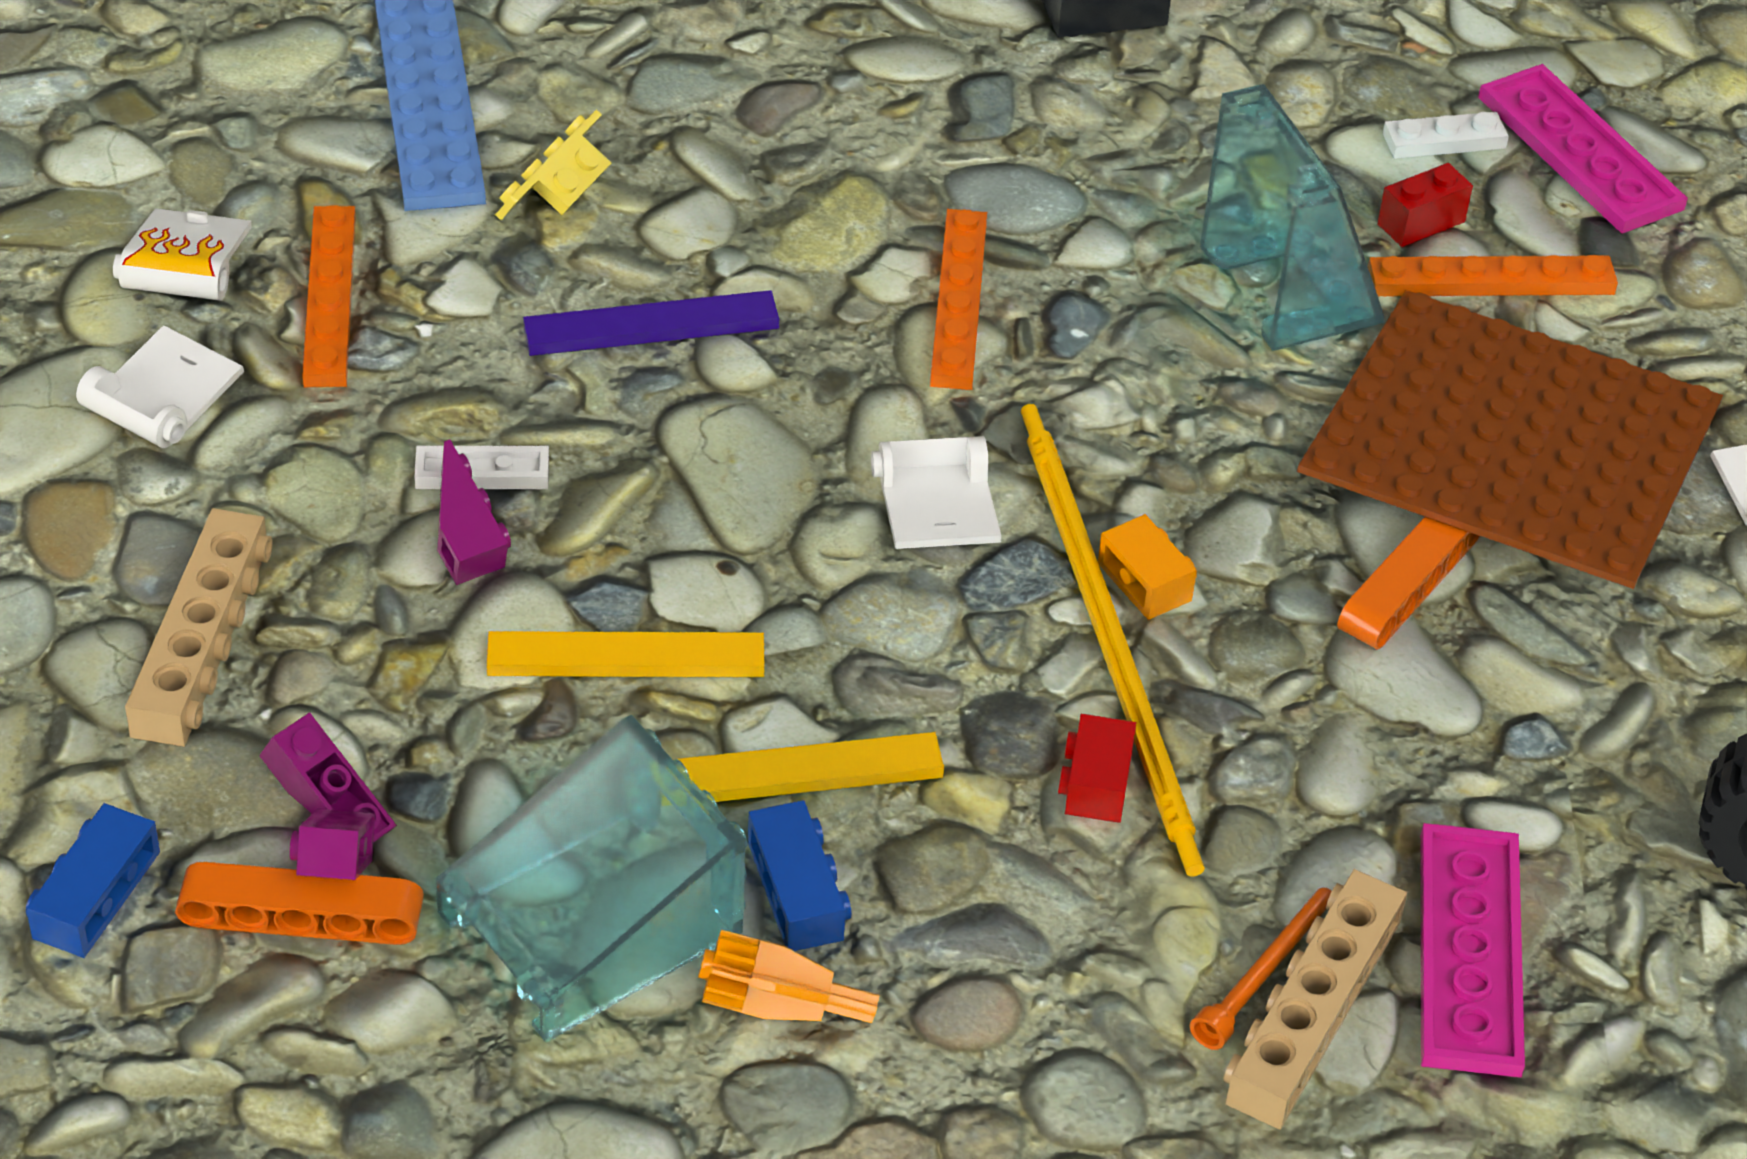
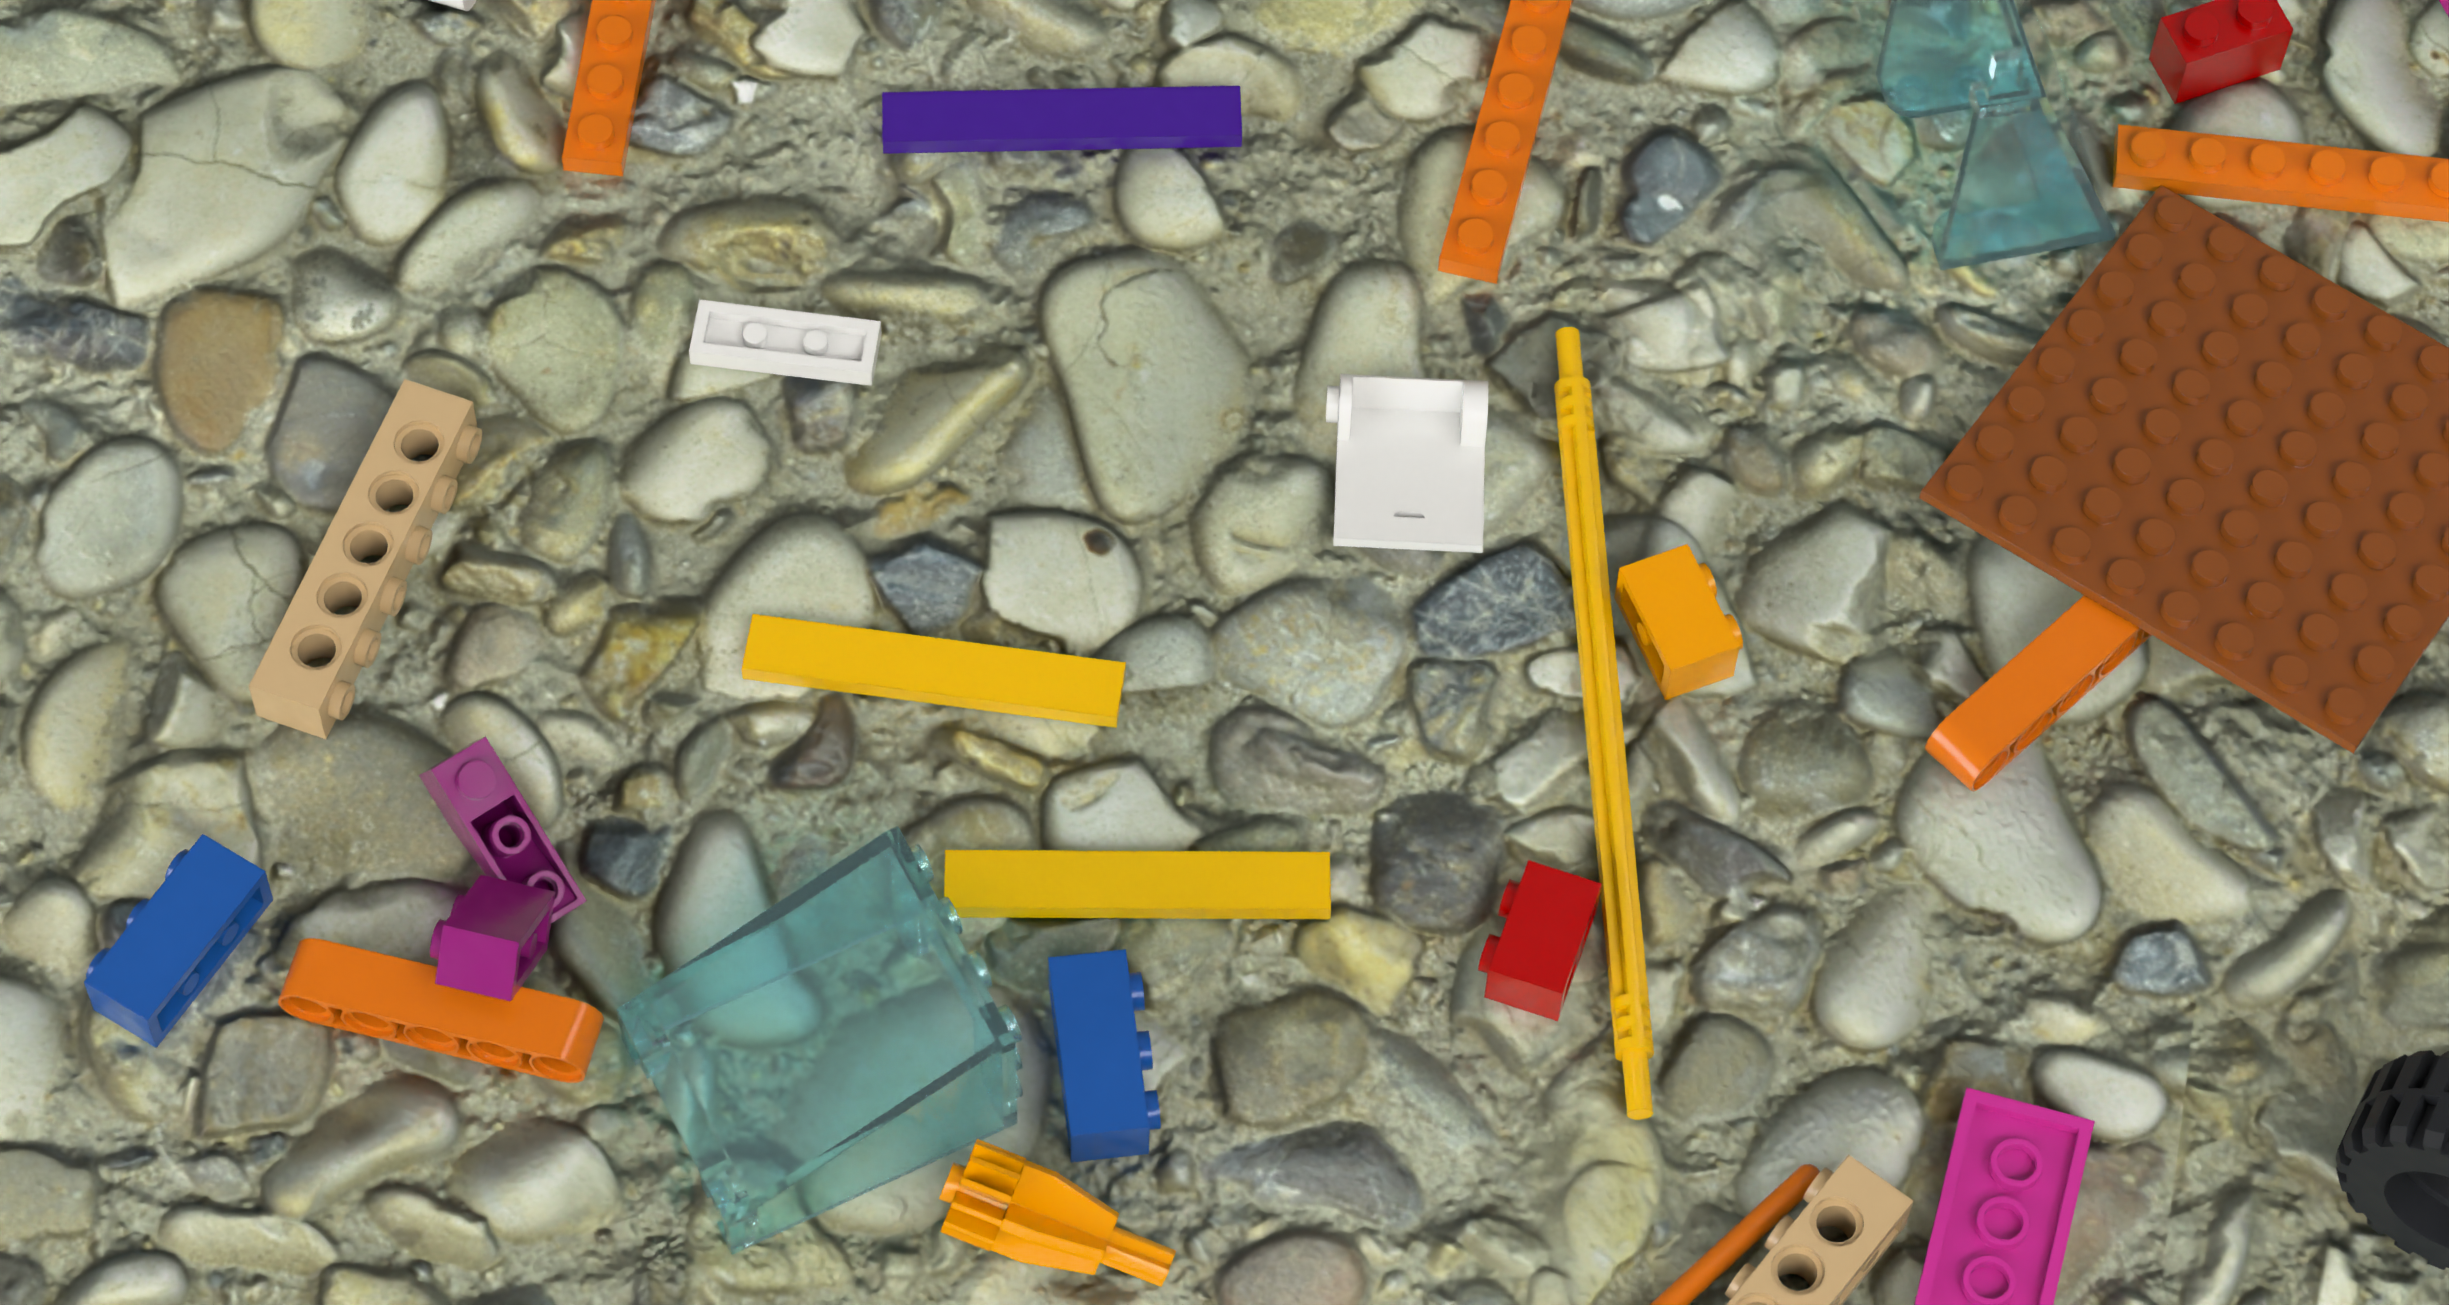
camera: 10 degrees right, 15 degrees up
(159, 387) = (362, 159): white door -> none
(467, 532) = (743, 449): magenta slope -> none

